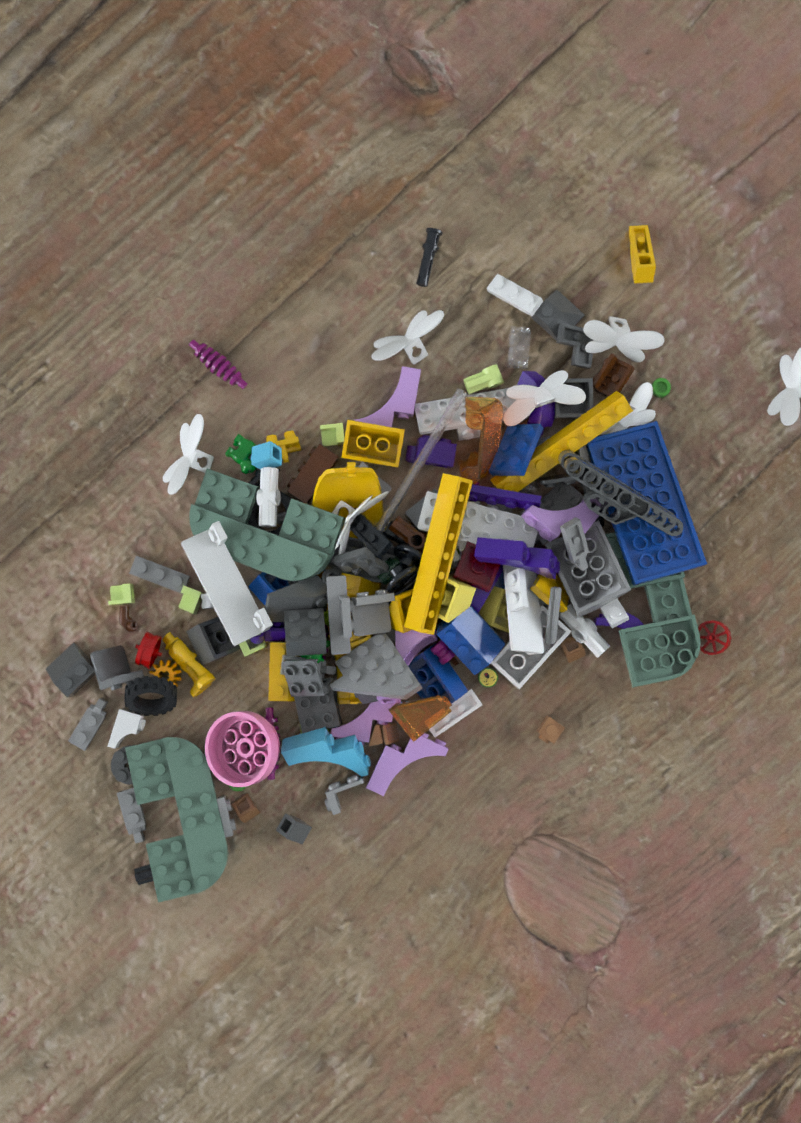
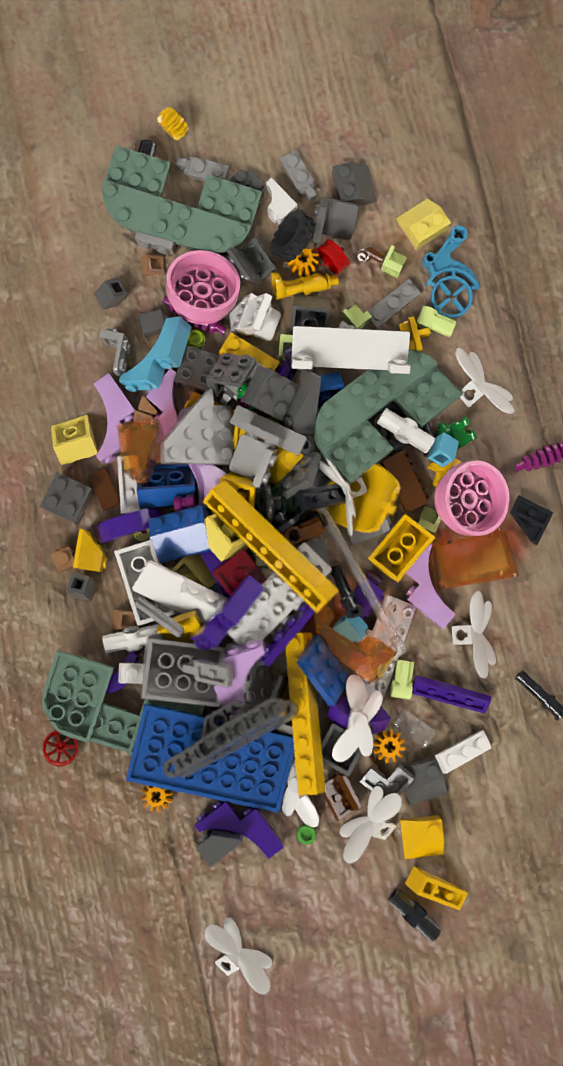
camera: 120 degrees right, 0 degrees up
(71, 589) = (424, 223): none -> light yellow slope
(98, 551) = (442, 263): none -> dark azure piece
(107, 864) = (172, 123): none -> yellow gear
(155, 533) = (431, 319): none -> yellowish green piece
(172, 546) = (415, 334): none -> yellow hips
(192, 719) = (252, 261): none -> dark grey bracket
(241, 688) = (255, 317): none -> white piece
(281, 349) = (530, 518): none -> black wing
(282, 393) = (492, 497): none -> bright pink wheel
(290, 729) = (196, 338): none -> lime plate
(298, 775) = (152, 323): none -> dark grey brick
(347, 377) = (473, 559): none -> clear orange windscreen
(441, 465) = (348, 597): none -> black pin
(442, 785) = (73, 440): none -> light yellow slope
(465, 448) = (351, 628): none -> medium azure brick
(469, 732) = (104, 489): none -> reddish brown tile
(472, 332) = (451, 694): none -> dark purple plate
(490, 693) = (124, 525): none -> dark purple arch
(497, 759) = (67, 498): none -> dark grey brick
(533, 710) = (88, 553): none -> yellow slope
(539, 356) = (395, 741): none -> light orange gear
(566, 700) = (81, 587): none -> dark grey brick
(605, 289) = (422, 836): none -> yellow slope
(673, 260) = (414, 914): none -> black piece
(681, 438) = (251, 825): none -> dark purple arch
(709, 538) = (158, 803): none -> light orange gear
(712, 456) = (217, 843): none -> dark grey slope

